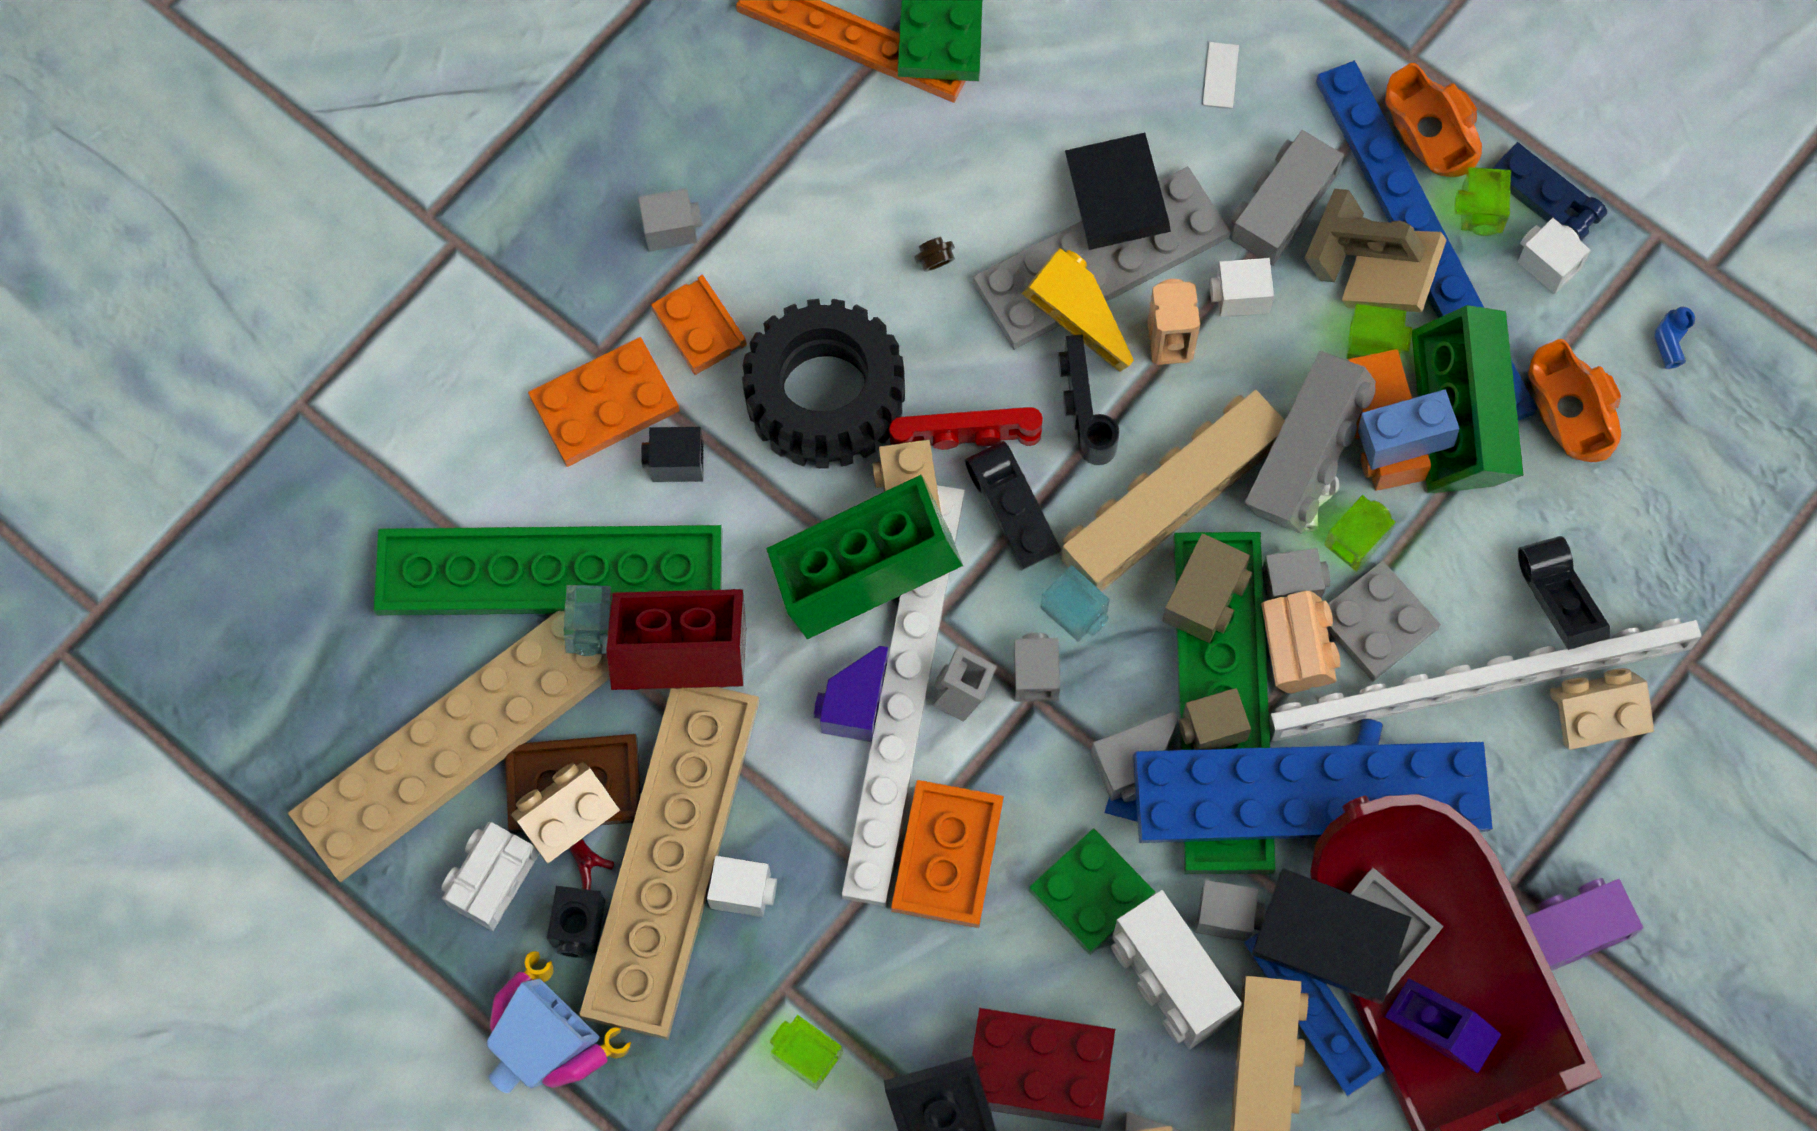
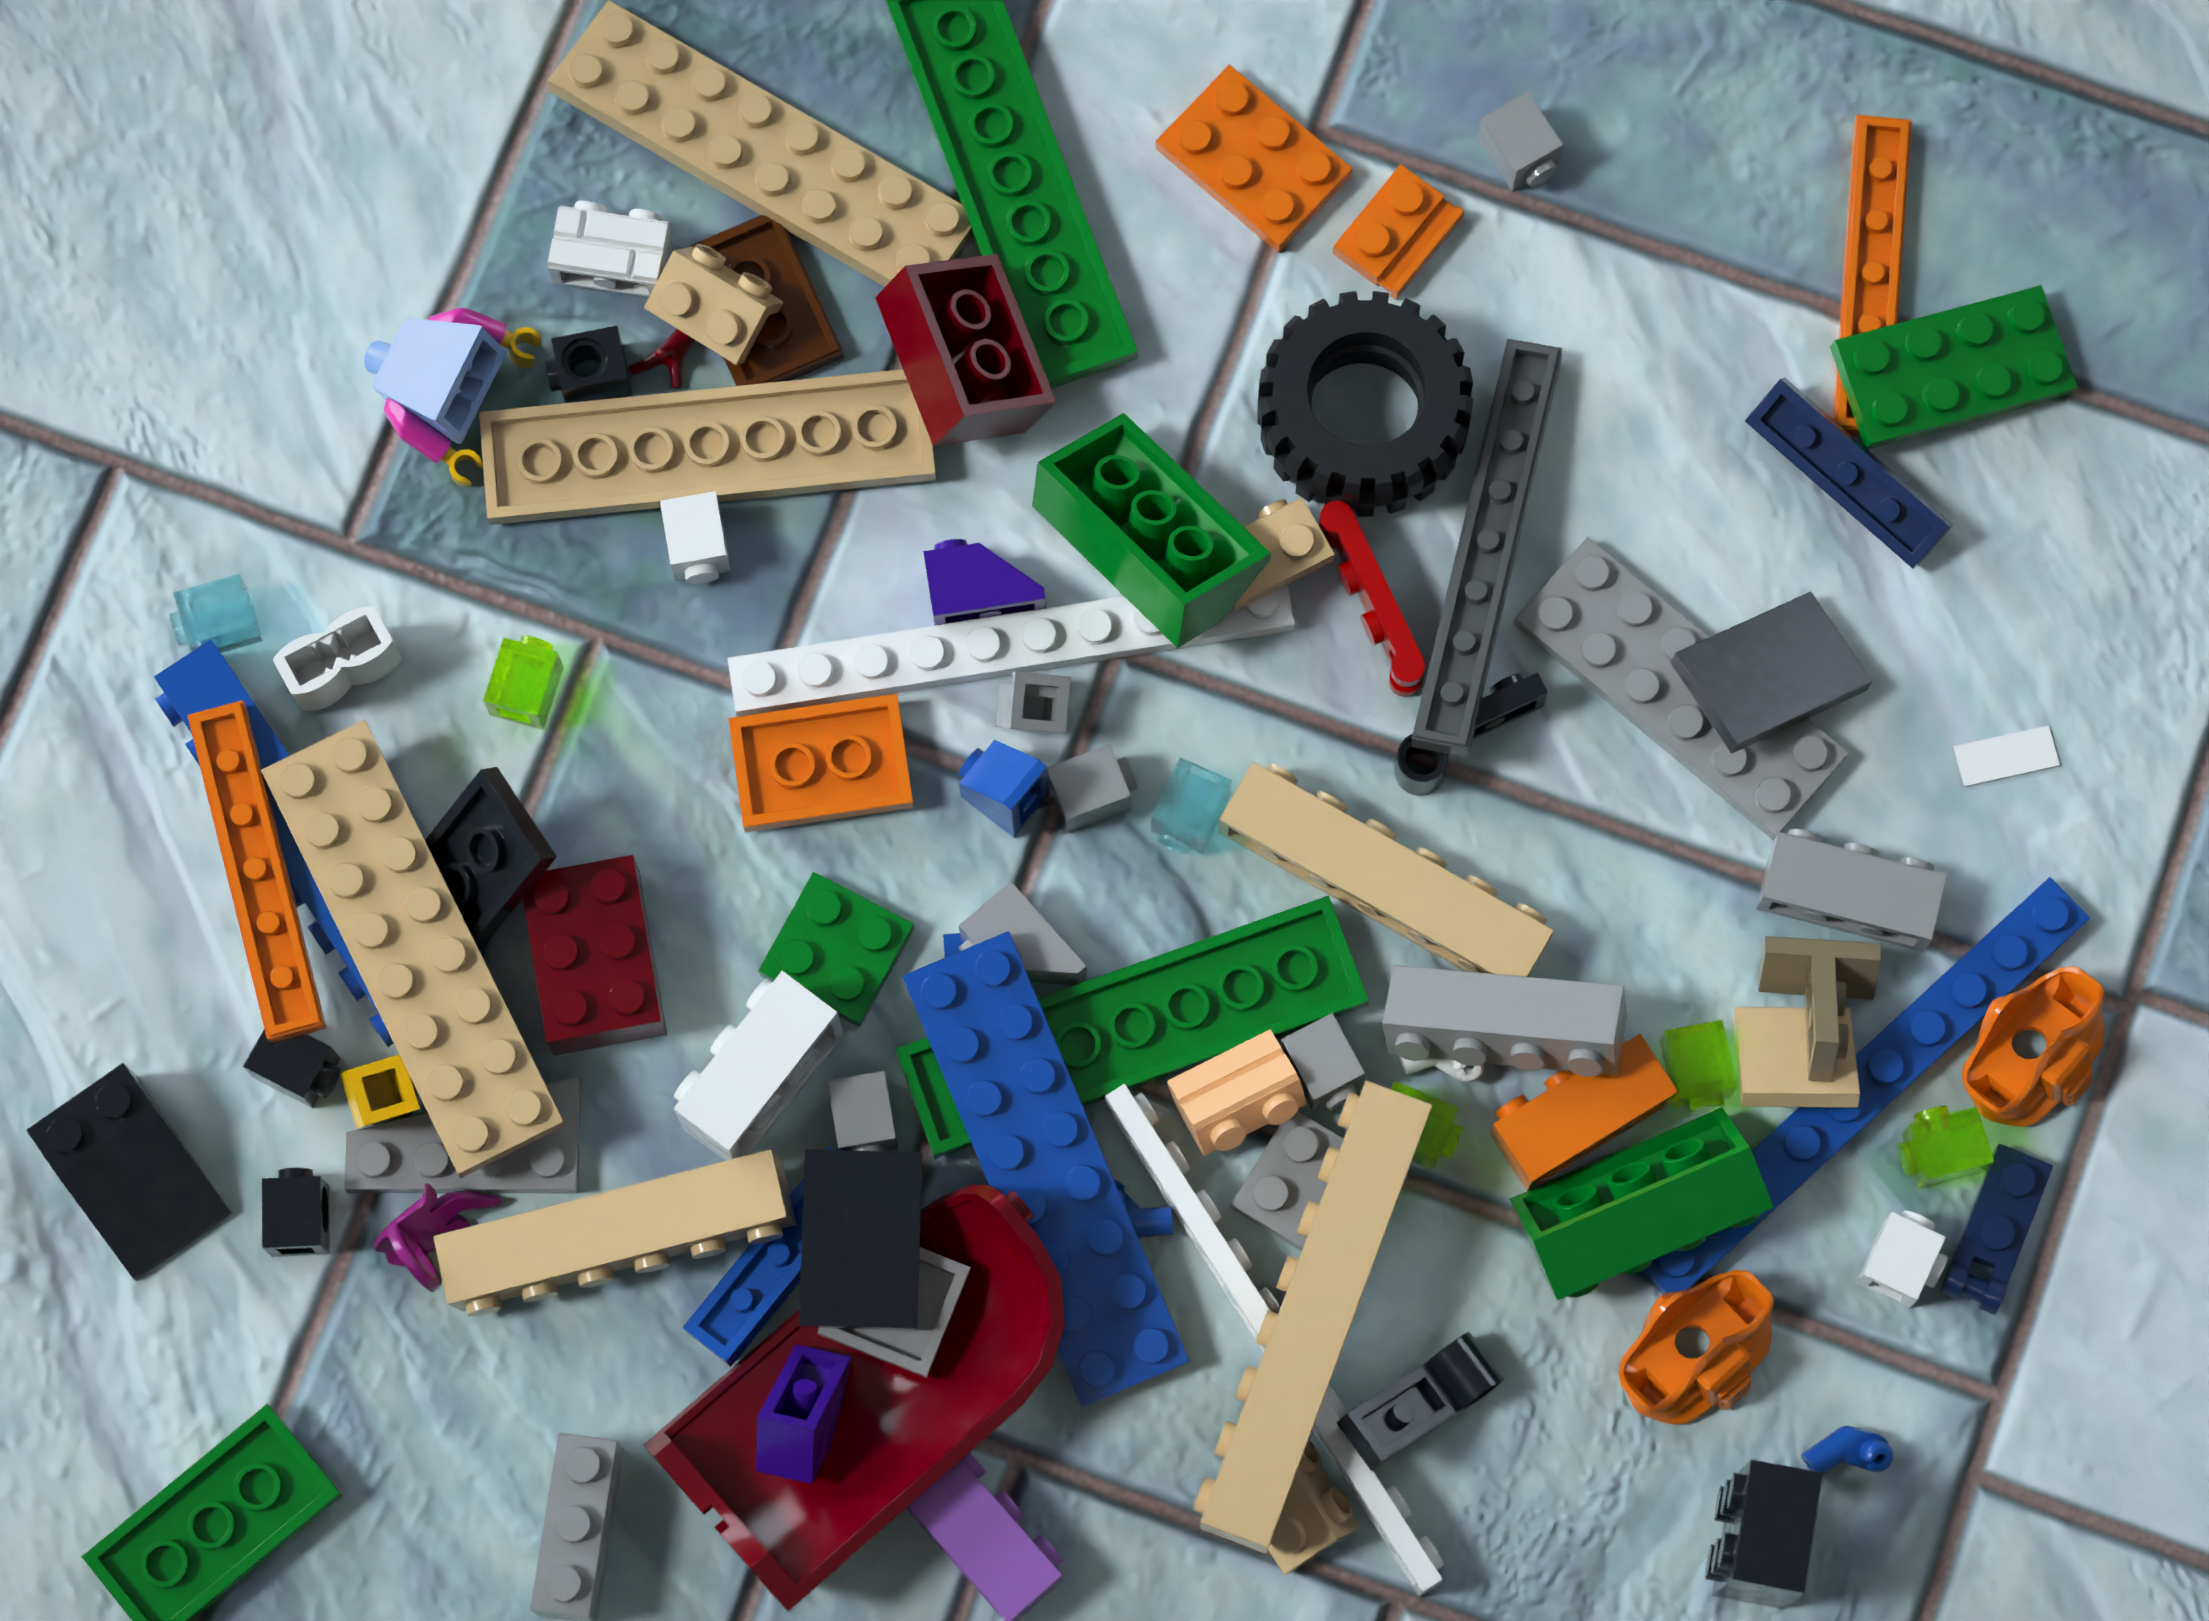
camera: 70 degrees right, 5 degrees up
(587, 619) = (949, 232): clear light blue brick -> none
(674, 454) = (1210, 264): black brick -> none
(935, 254) = (1599, 479): dark brown plate -> none
(962, 340) = (1487, 548): none -> dark grey tile
(991, 96) = (1848, 472): none -> dark blue plate
(1012, 504) = (1296, 688): black plate -> none
(1016, 724) = (1004, 785): none -> blue slope
(1075, 301) = (1588, 666): yellow slope -> none
(1173, 322) = (1608, 797): light nougat brick -> none
(1206, 589) = (1258, 954): dark tan brick -> none
(1215, 721) = (1087, 1017): dark tan brick -> none
(1243, 287) = (1700, 875): white brick -> none
(1408, 429) = (1556, 1130): medium blue brick -> none
(1490, 637) = (1314, 1317): none -> tan brick
(1733, 394) = (1765, 1534): none -> black brick

